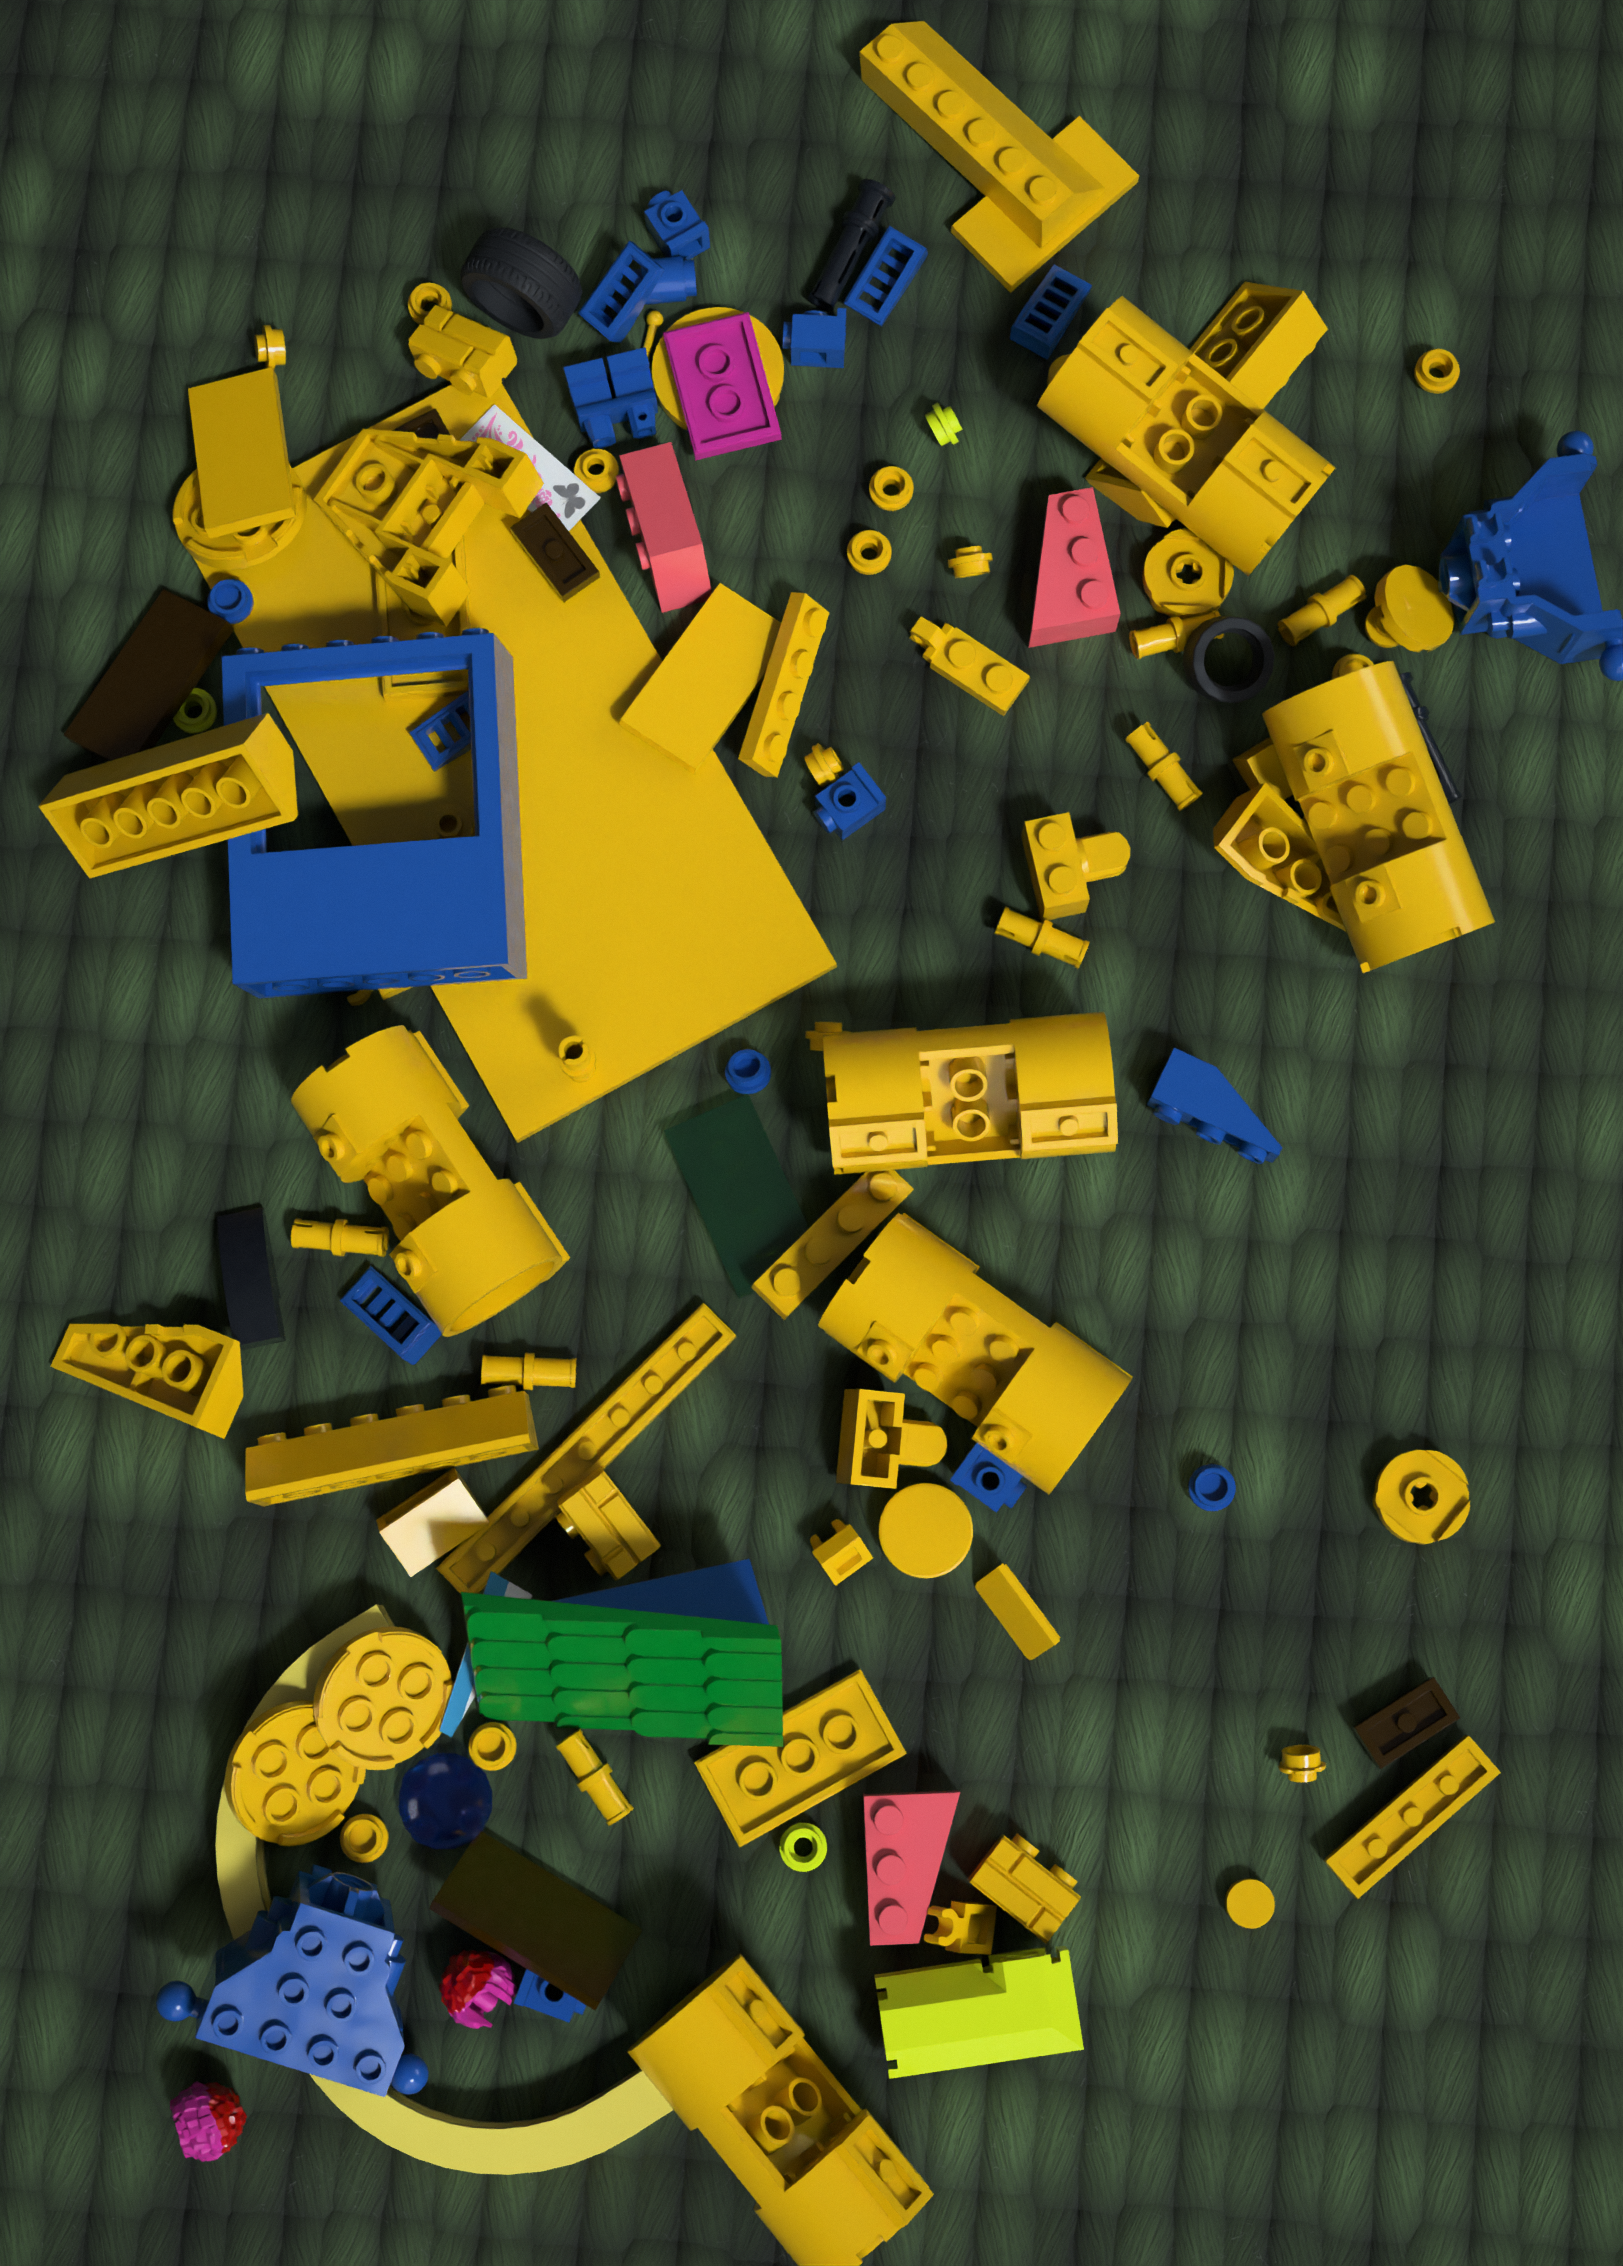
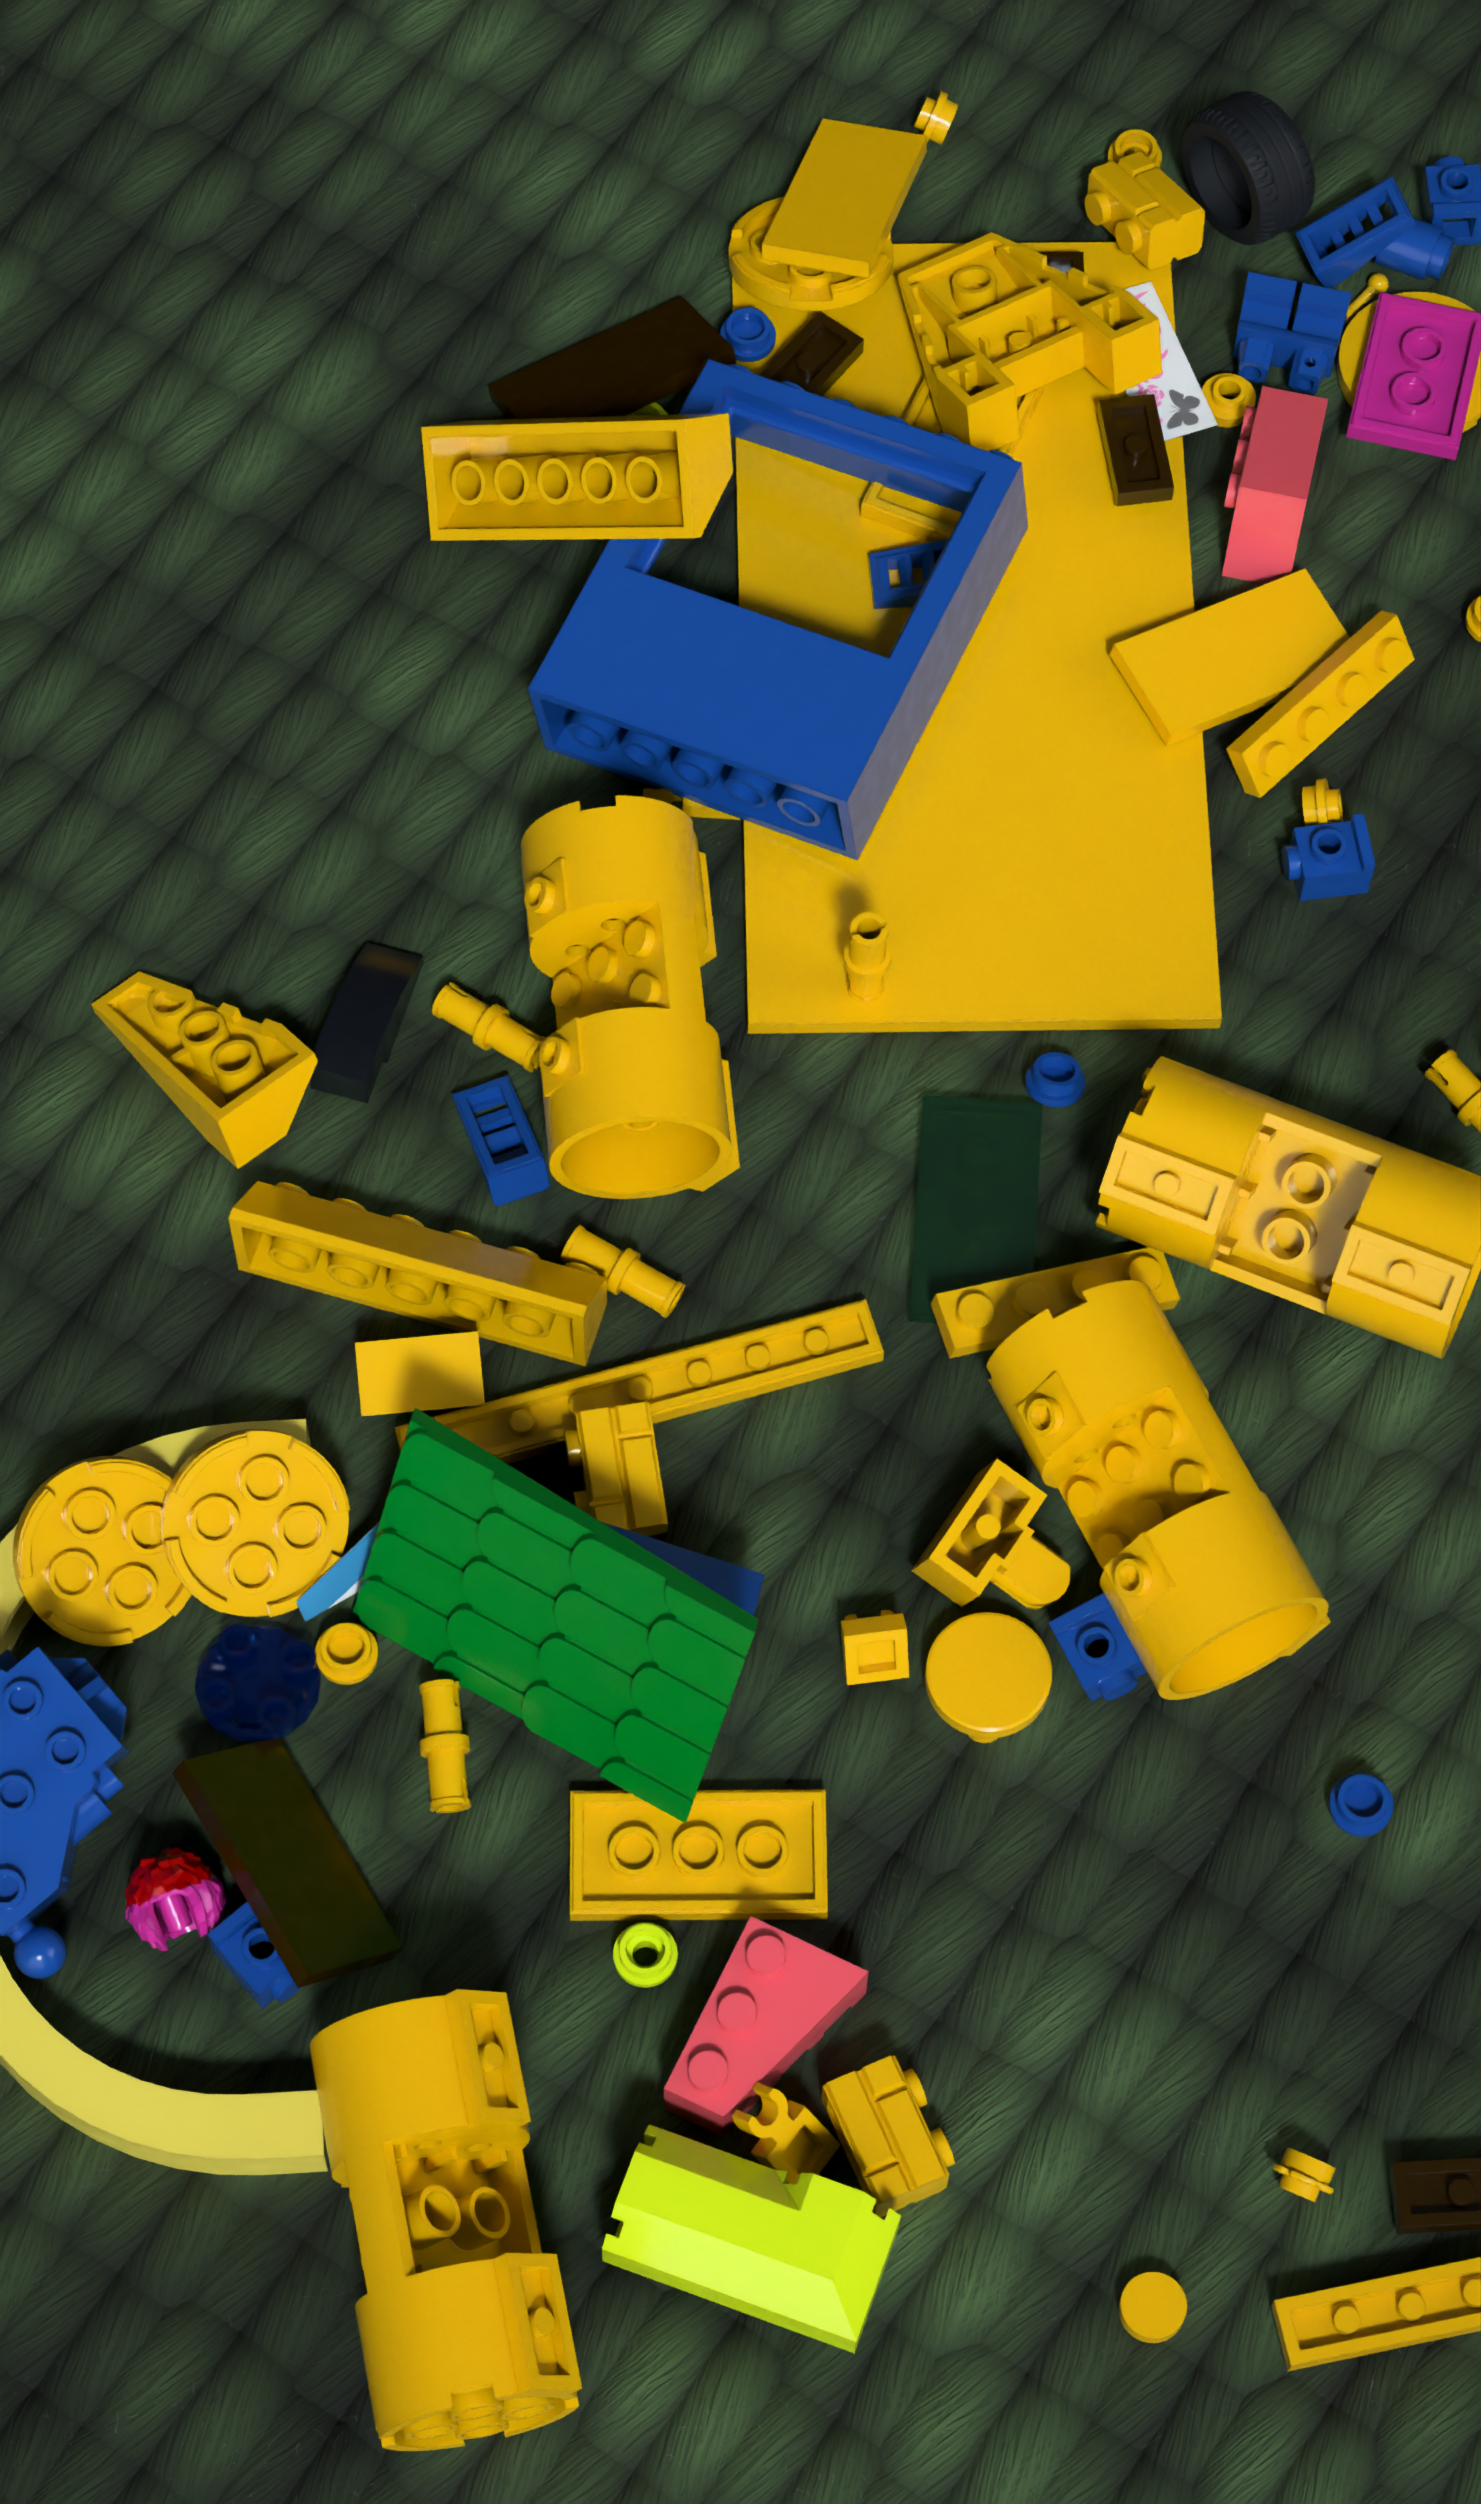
camera: 25 degrees right, 15 degrees down
(287, 604) = (816, 355): none -> dark brown plate
(364, 1838) = (141, 1676): yellow plate -> none
(1017, 1612) = (1049, 1822): yellow slope -> none

